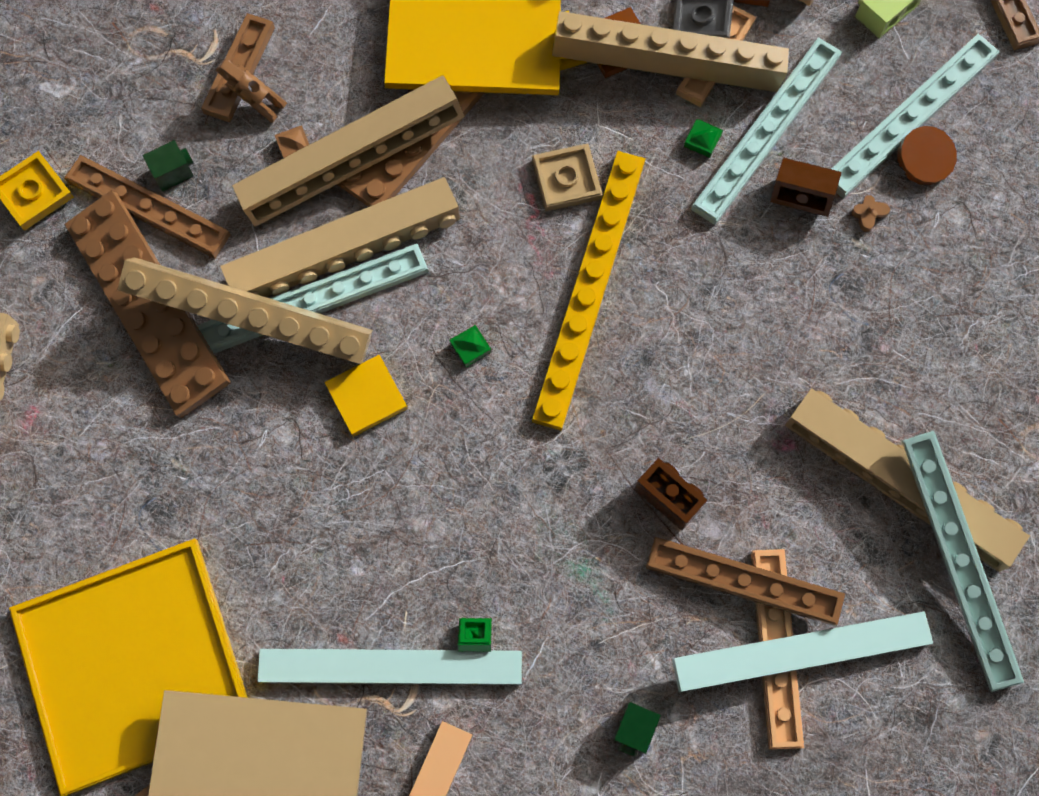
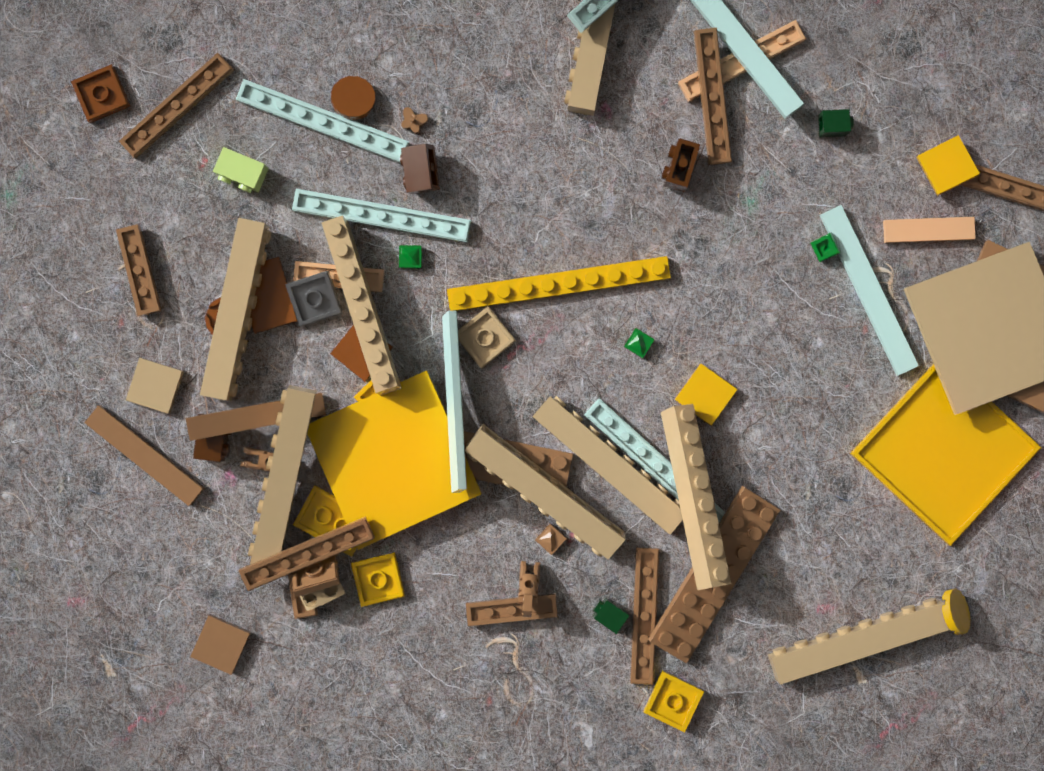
camera: 115 degrees left, 15 degrees up
(506, 97) = (454, 402): none -> light aqua tile

